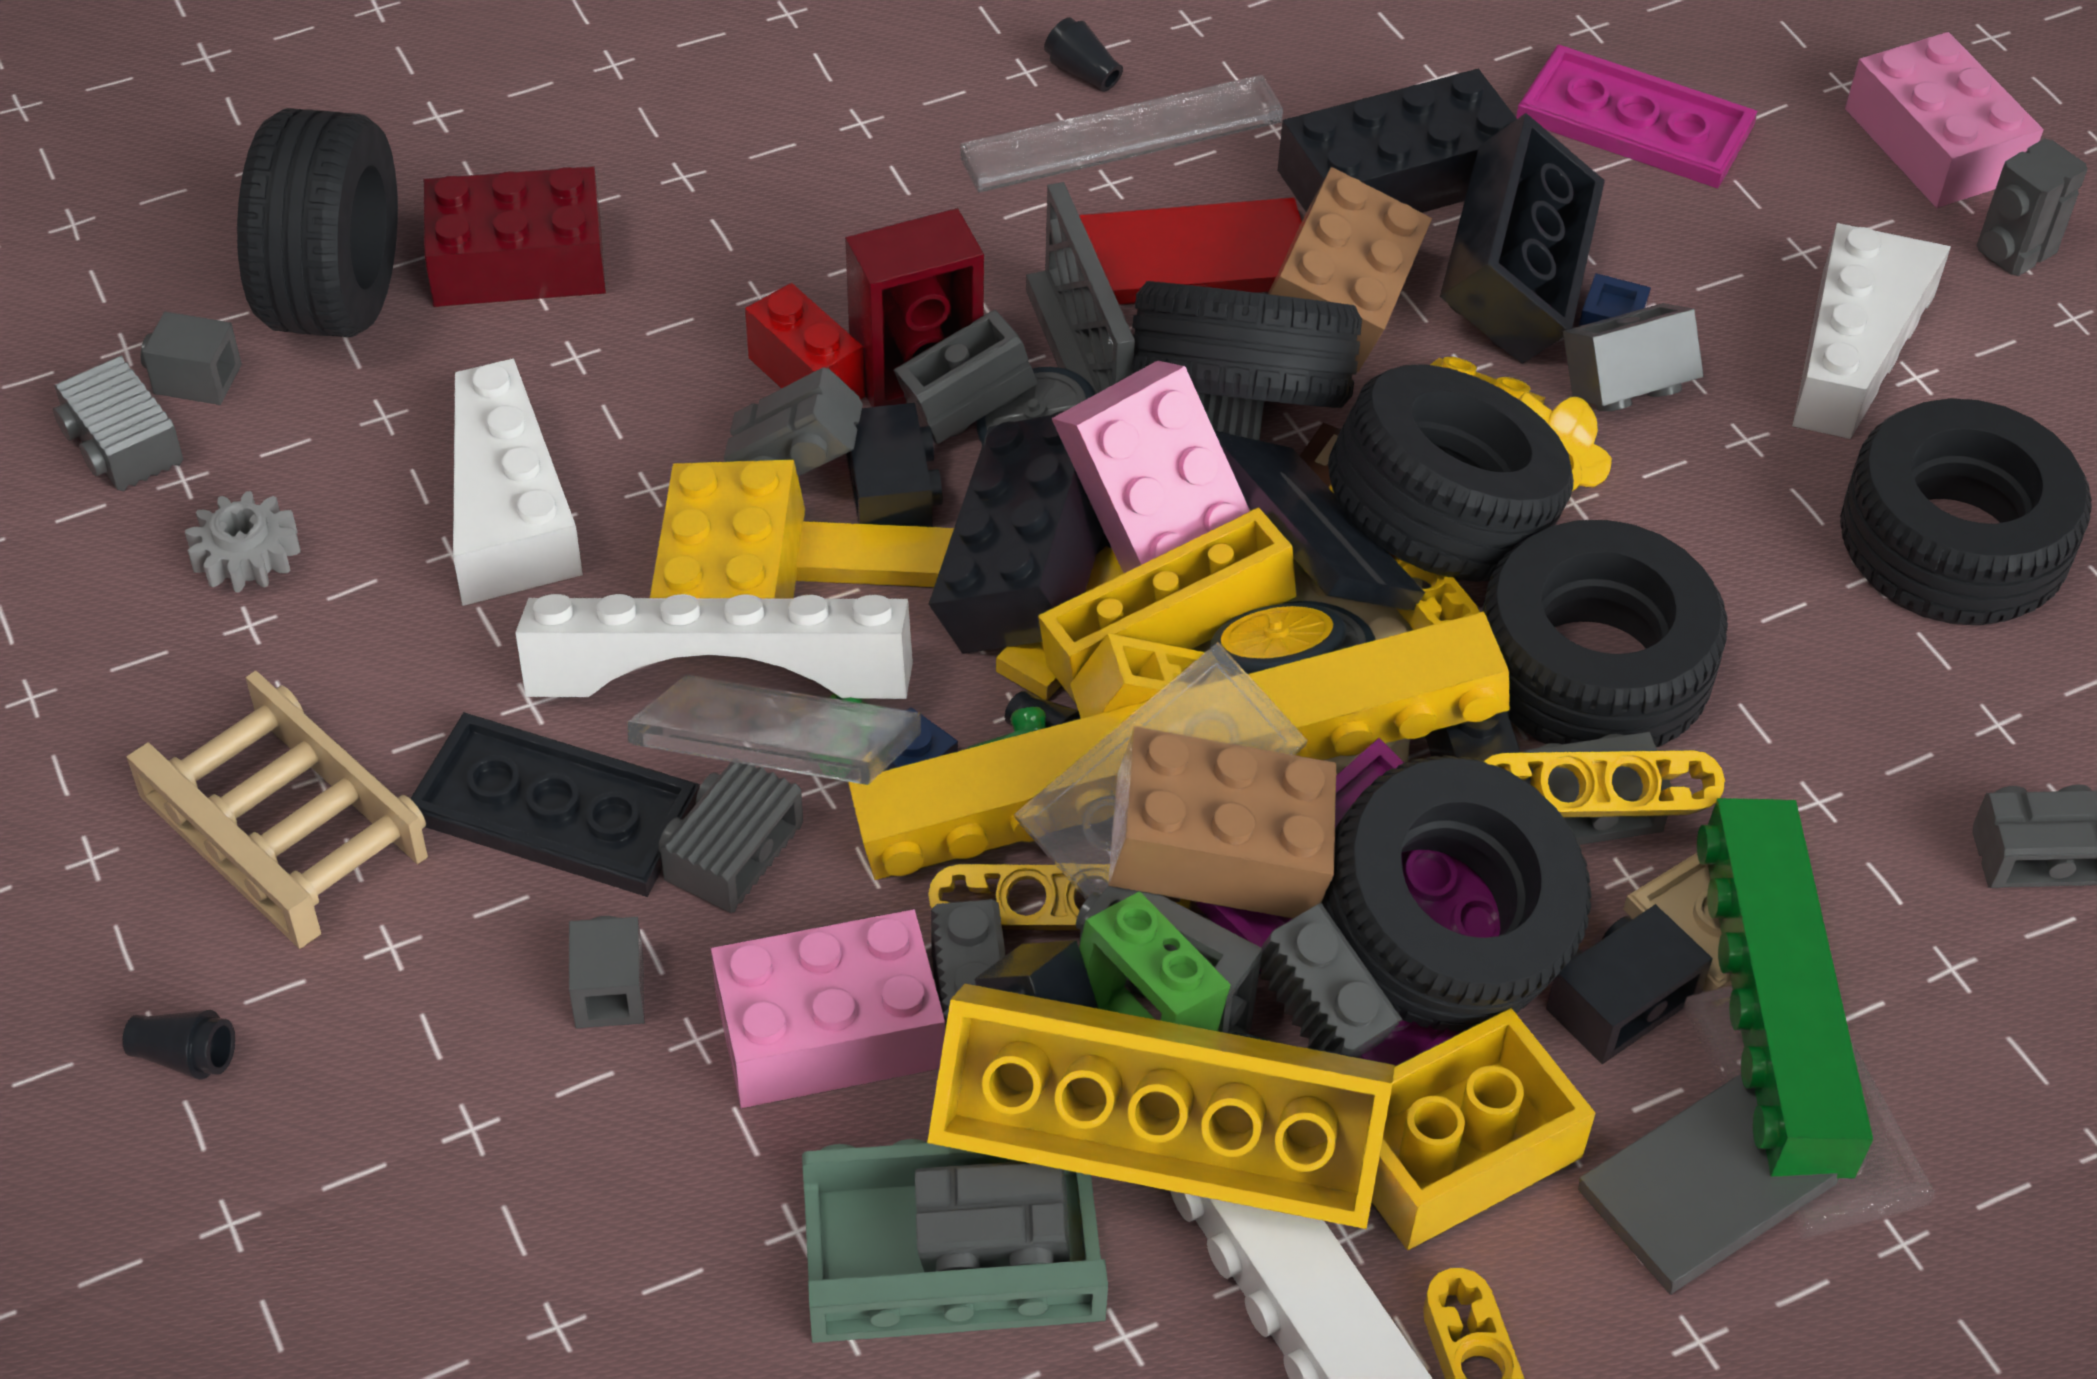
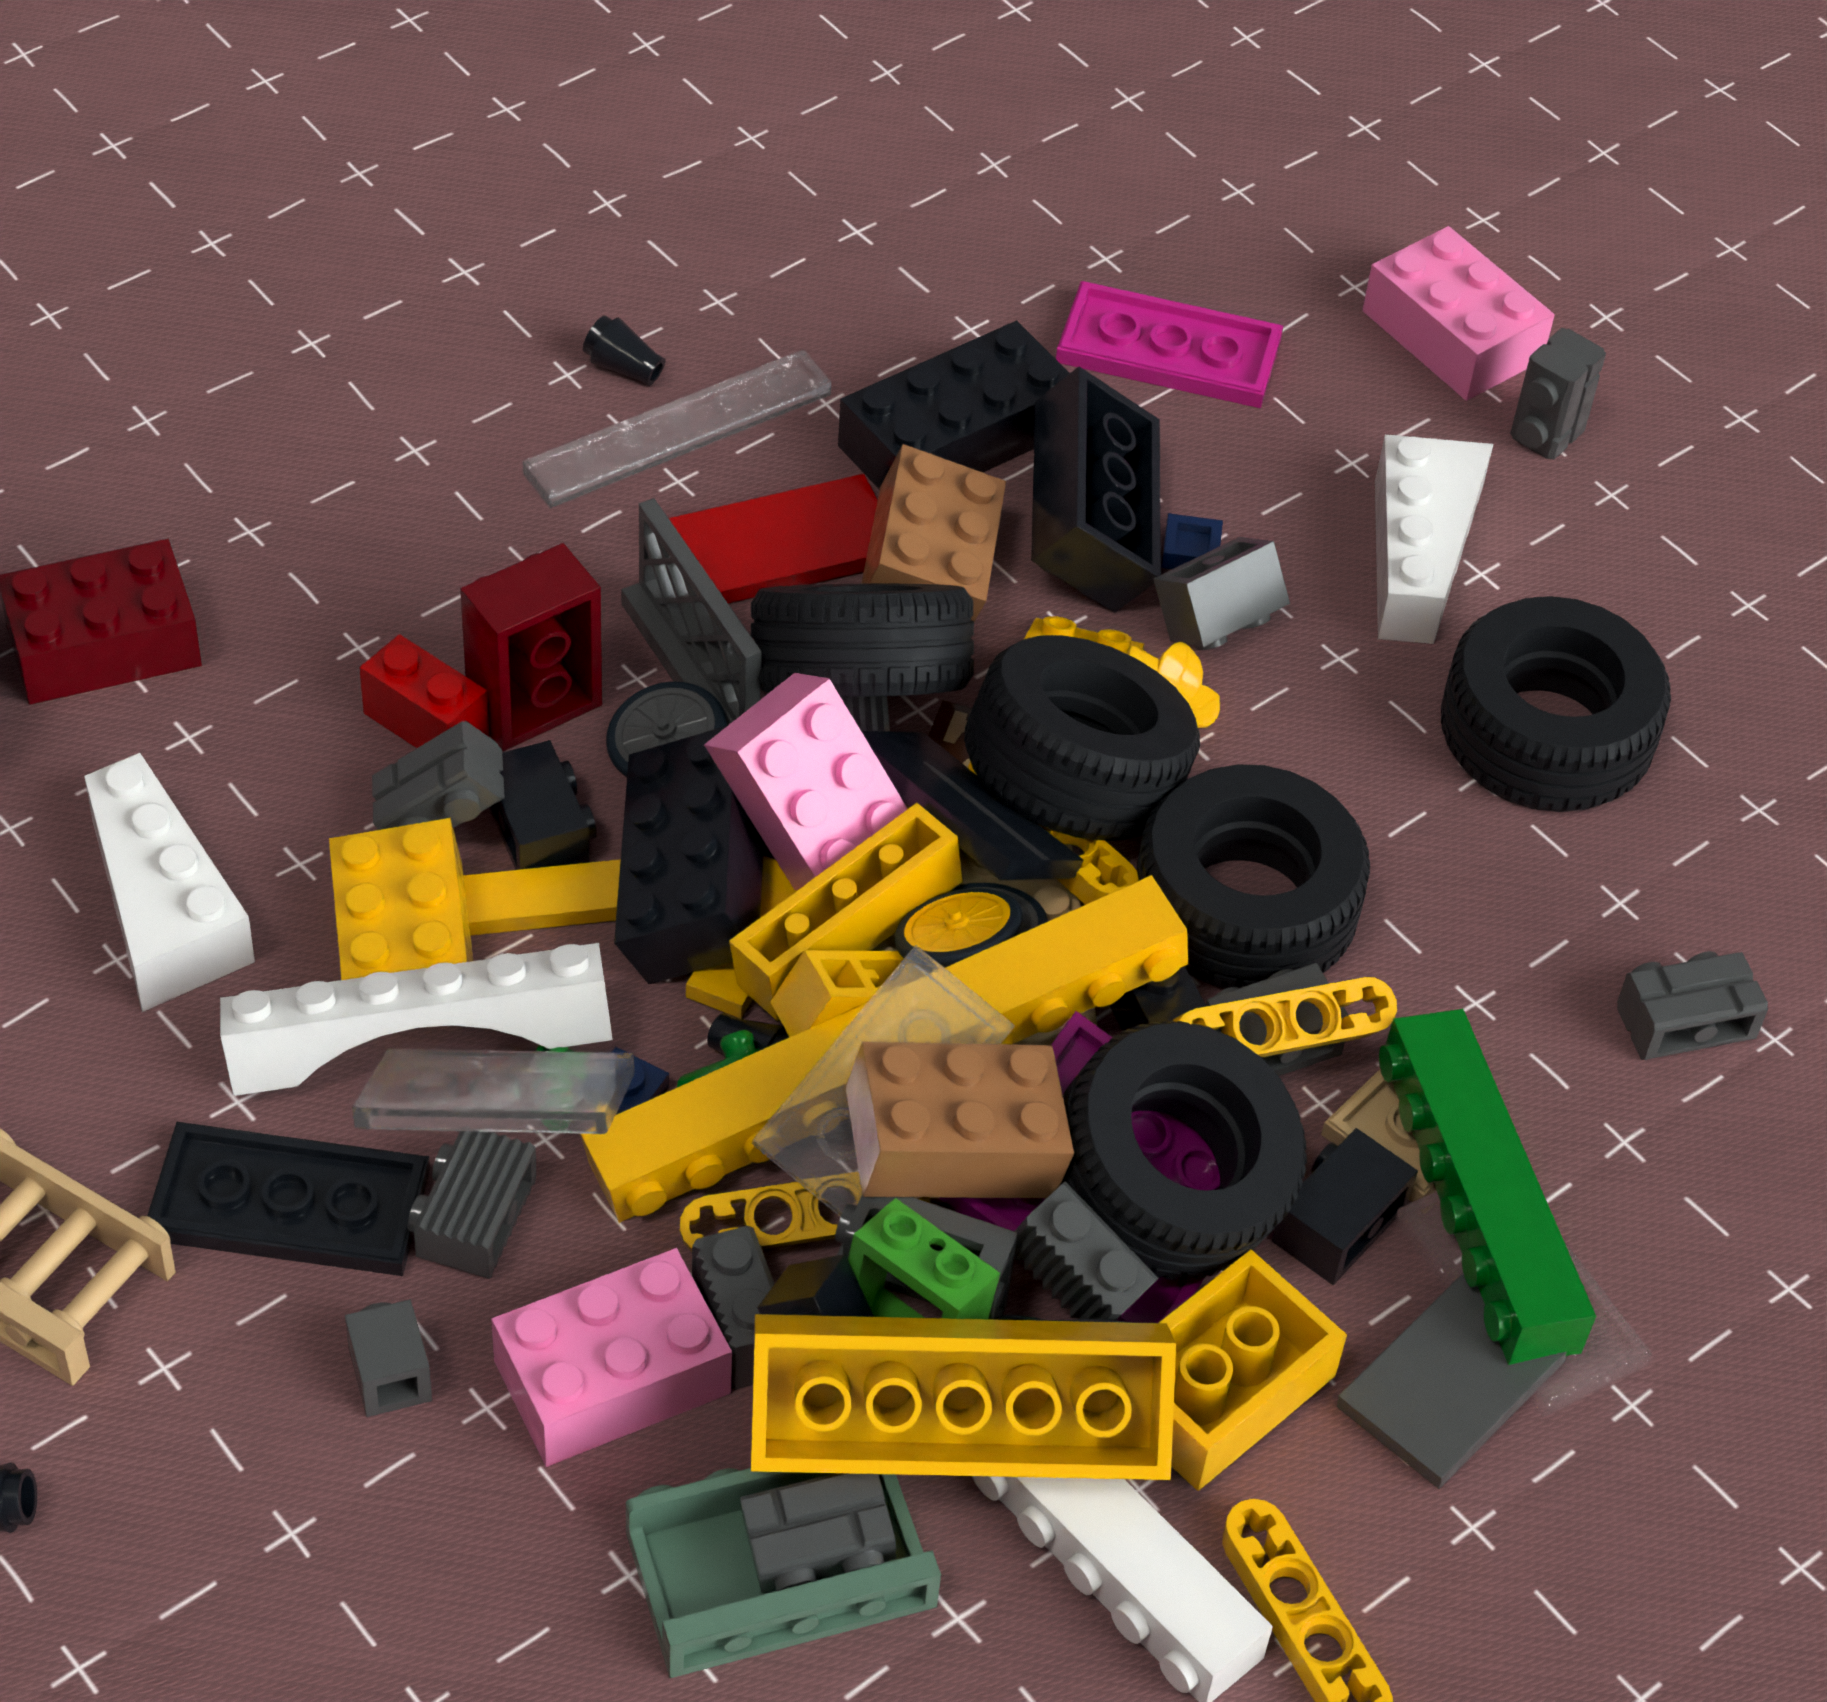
camera: 15 degrees left, 0 degrees up
(966, 376) = (594, 704): dark grey brick -> none

